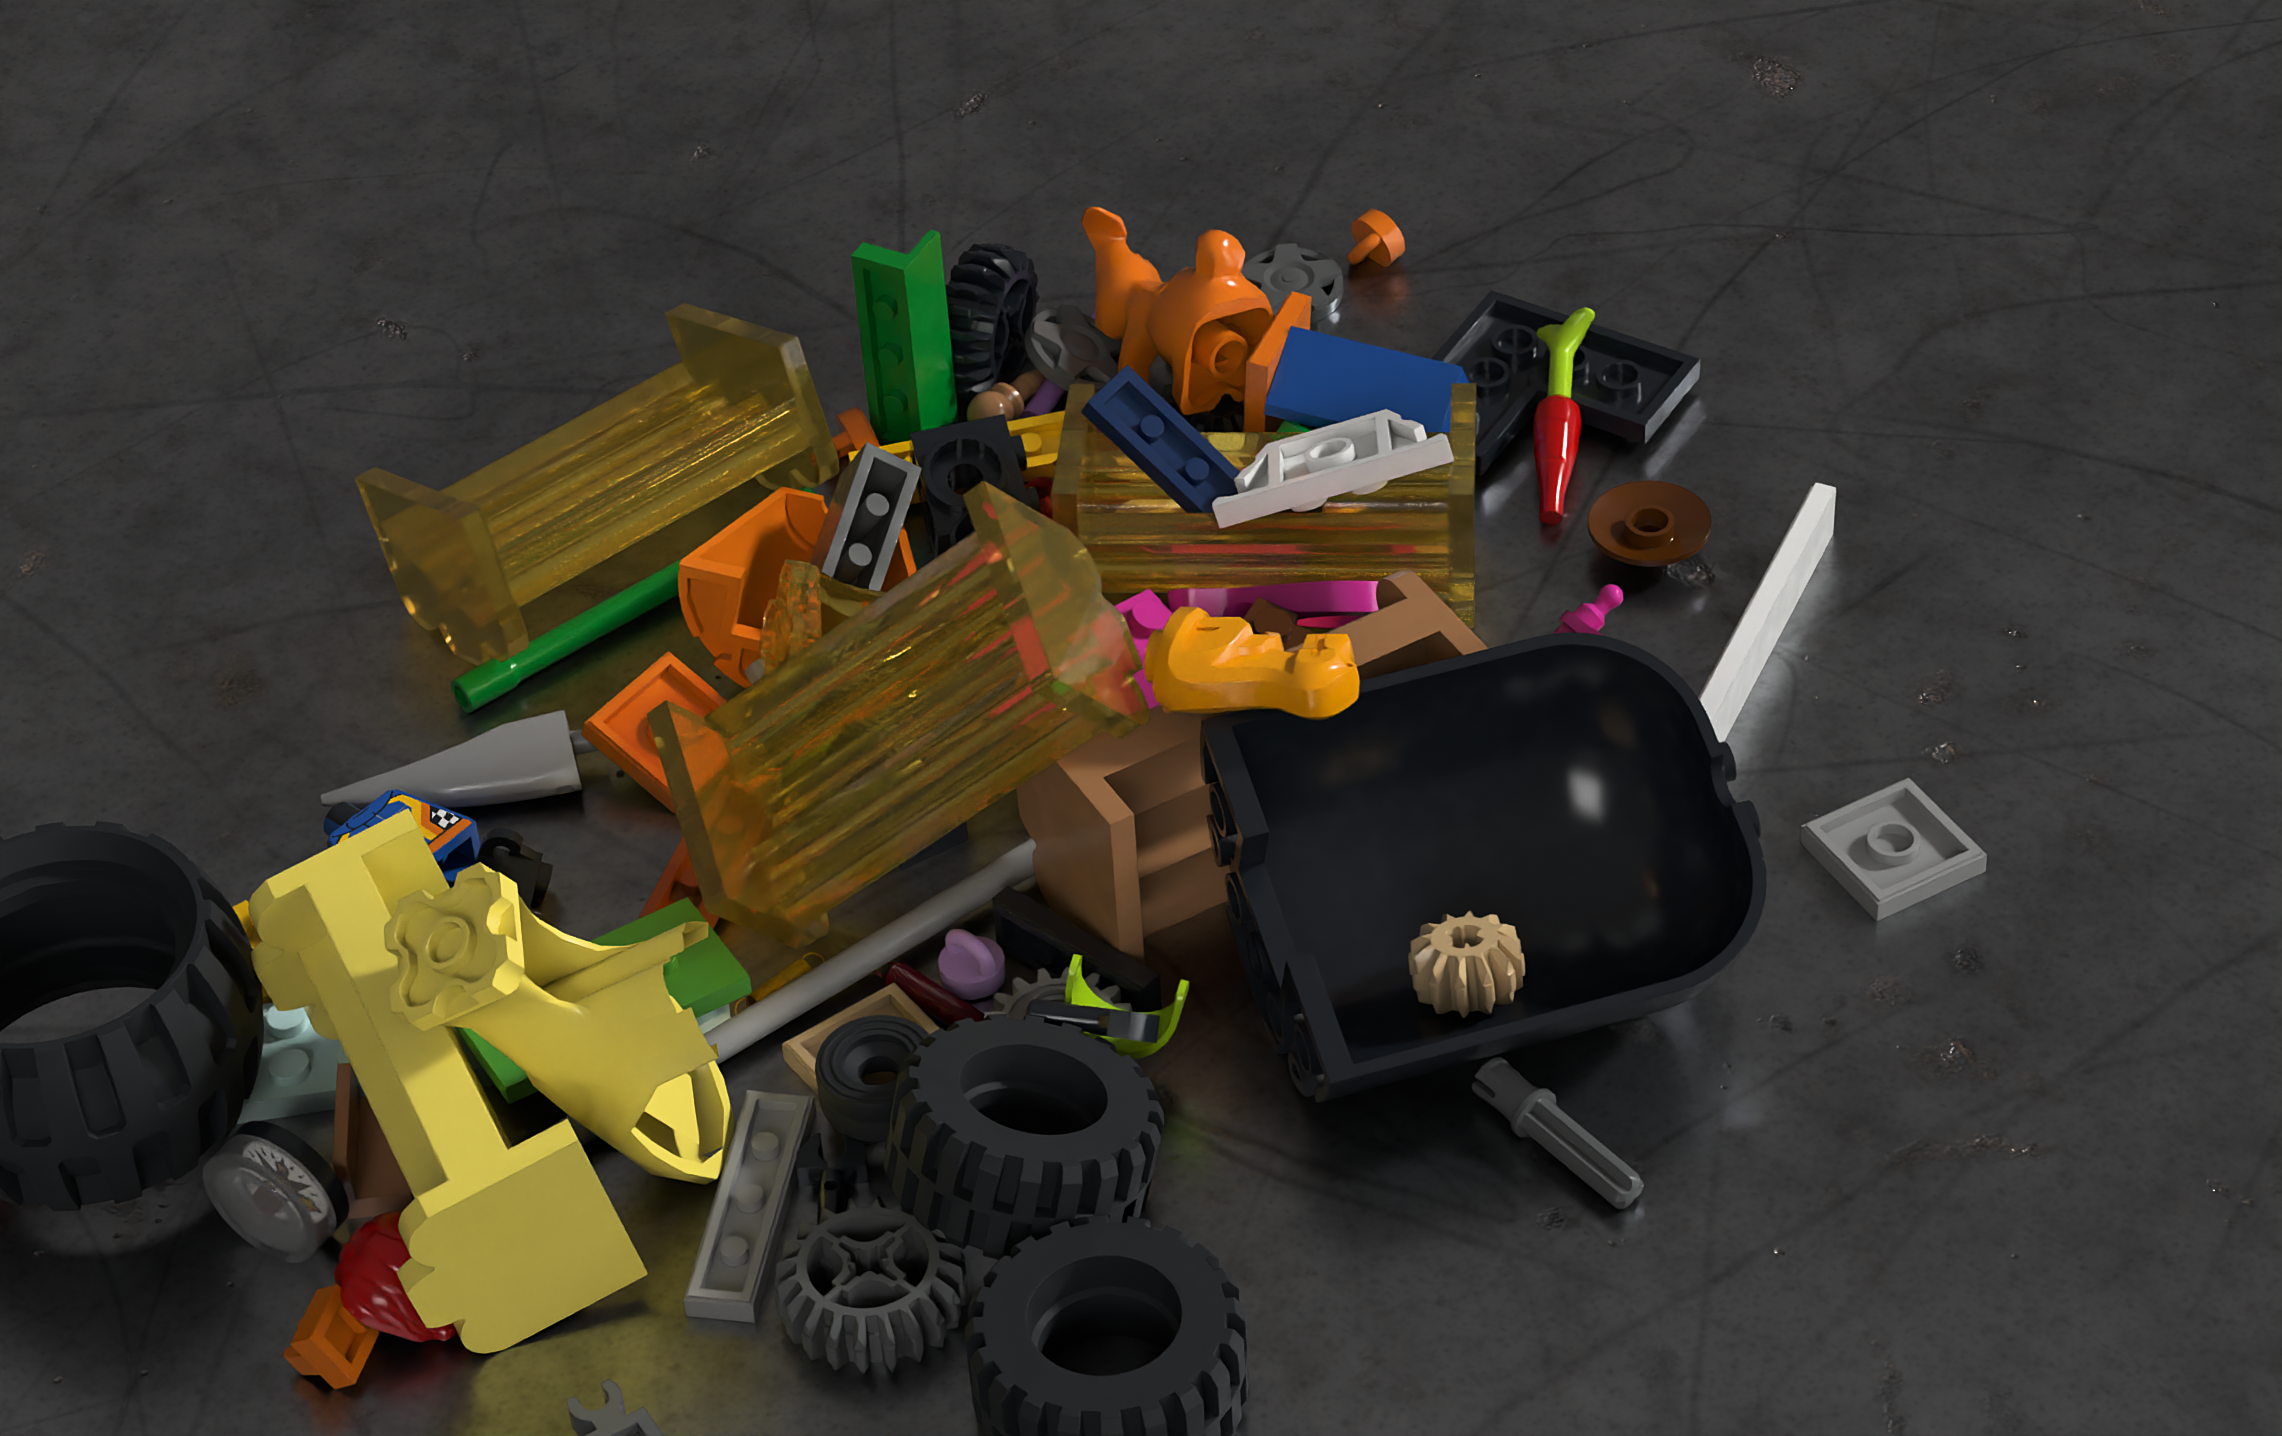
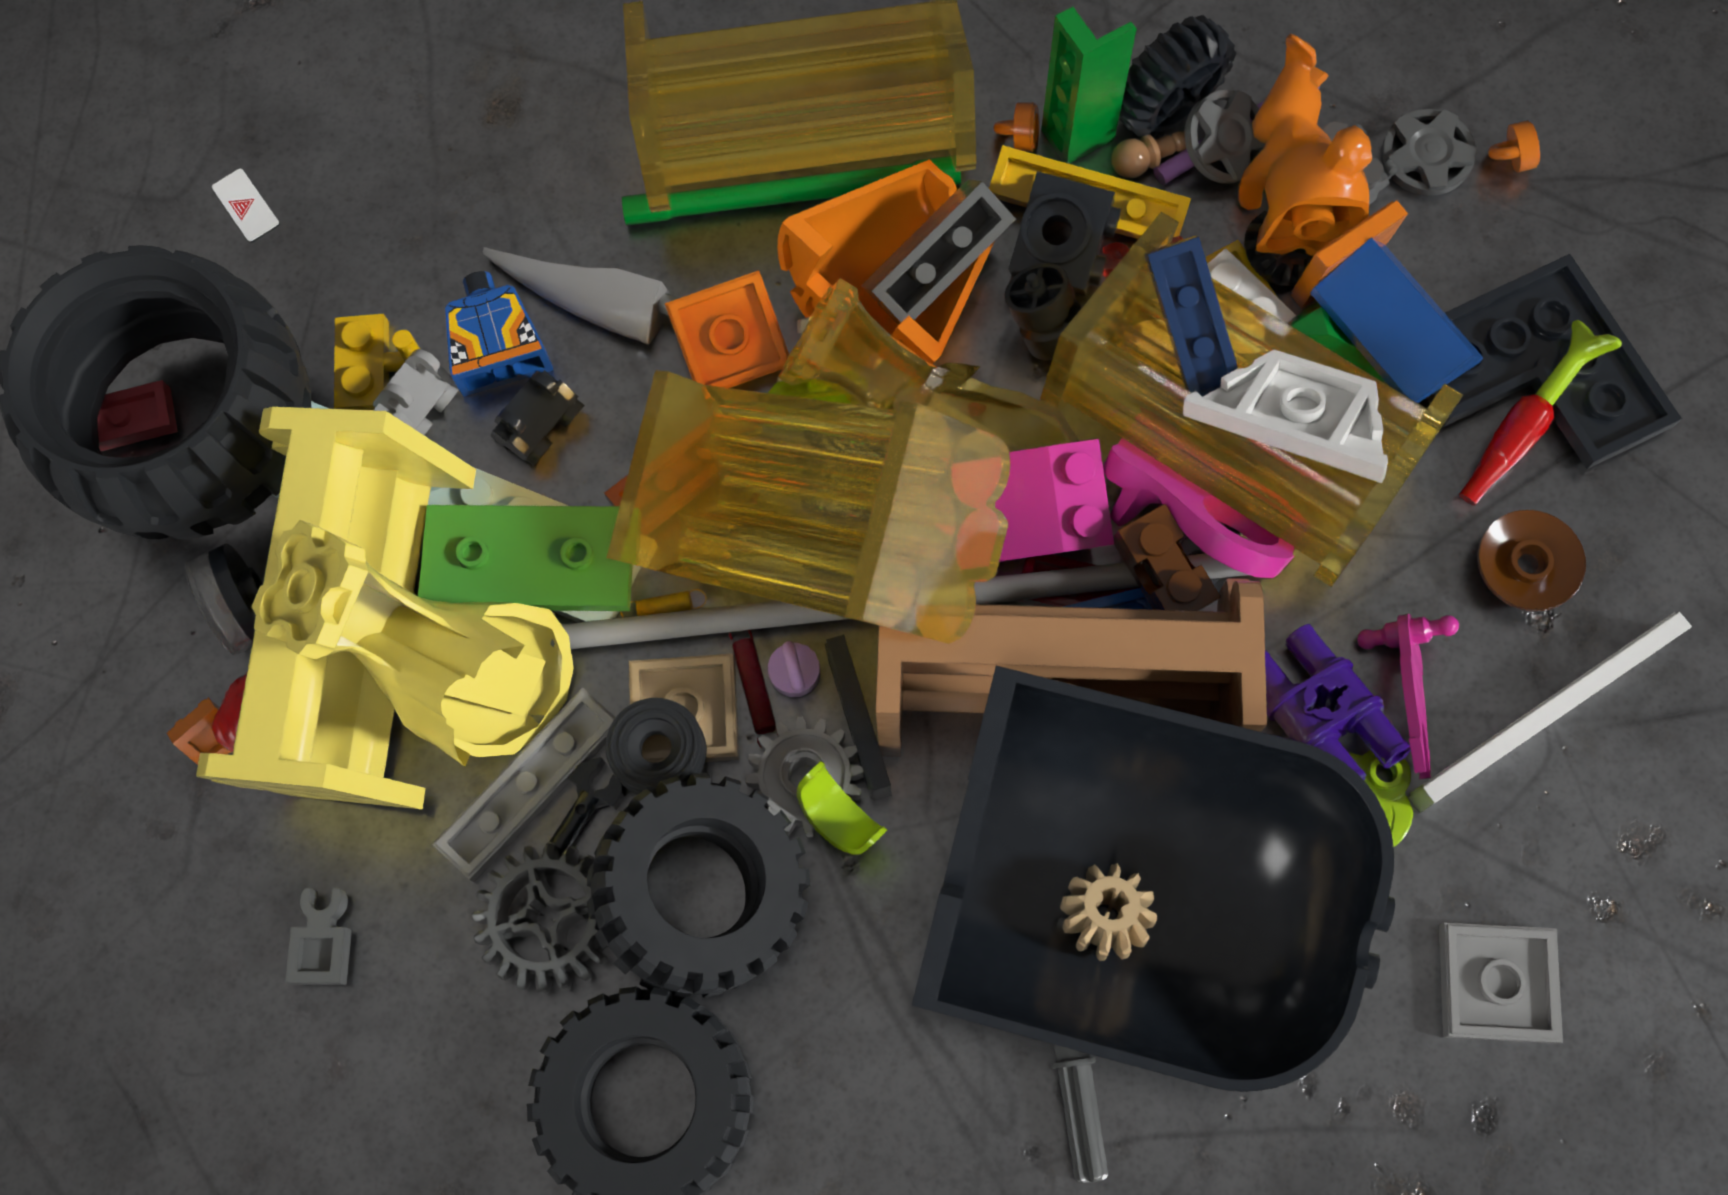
camera: 35 degrees right, 30 degrees up
(1098, 1020) = (824, 835): black bar -> none
(1222, 666) = (1040, 643): light orange animal -> none

